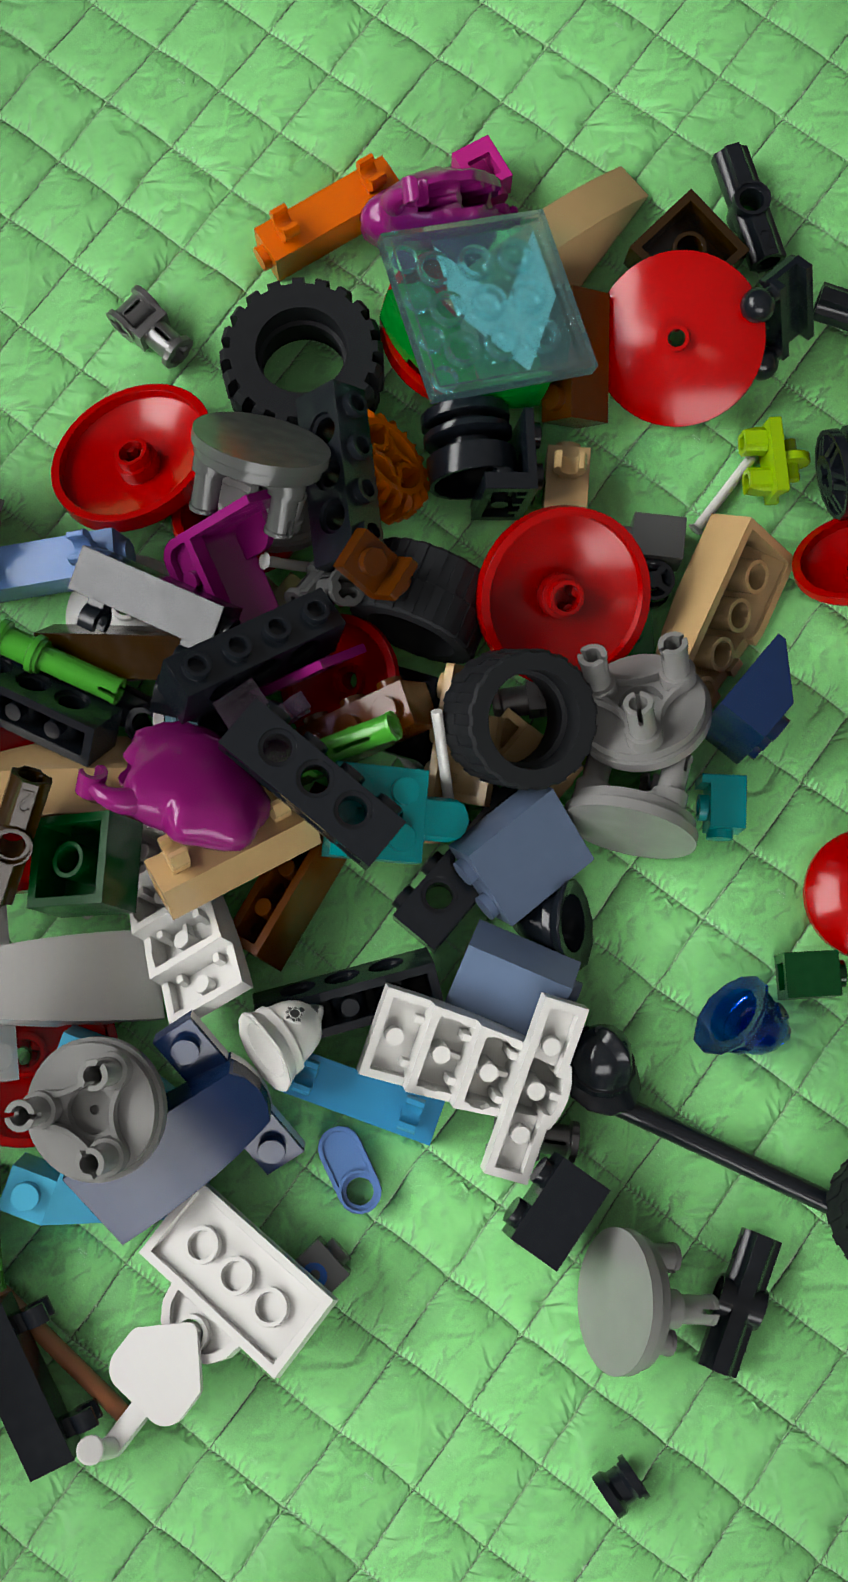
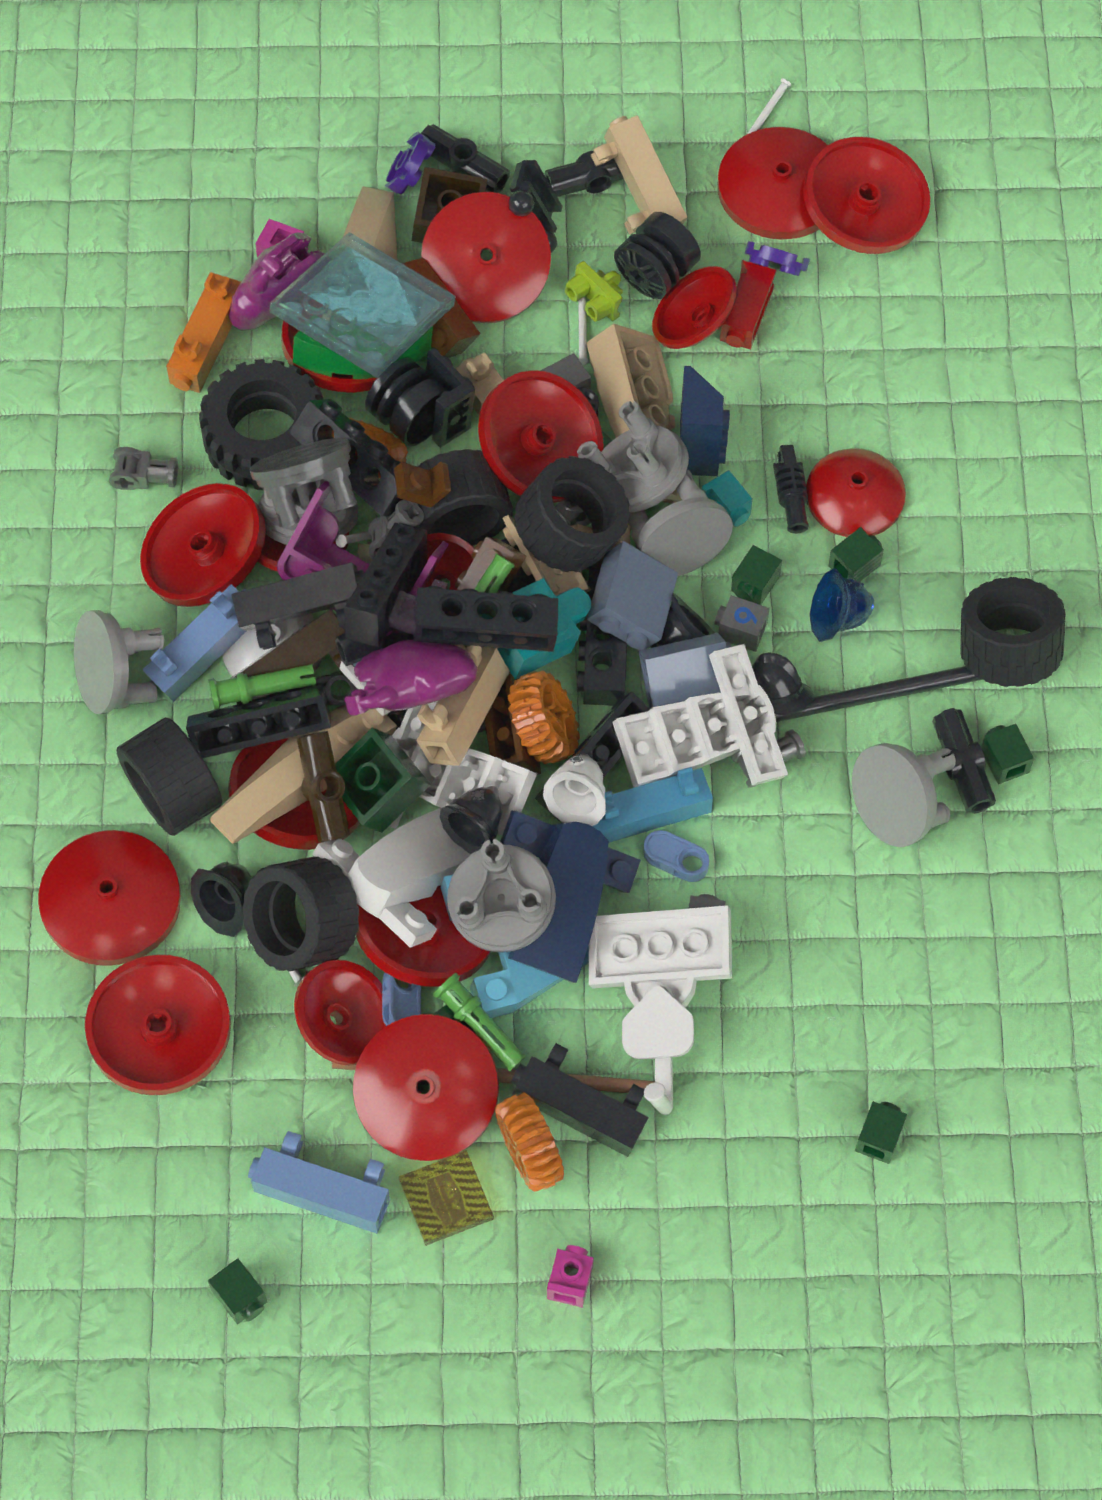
camera: 35 degrees left, 15 degrees down
(150, 988) = (473, 818): none -> black piece
(321, 918) = (543, 717): none -> orange gear
(442, 753) = (540, 567): white piece -> none
(554, 1210) = (814, 775): black slope -> none
(620, 1487) = (979, 906): black wheel -> none
(625, 958) = (742, 622): none -> dark grey brick
(671, 180) = (406, 165): none -> dark purple plate
(682, 916) = (756, 575): none -> dark green brick
(792, 1330) = (1006, 753): none -> dark green brick
(802, 841) = (791, 488): none -> black hinge

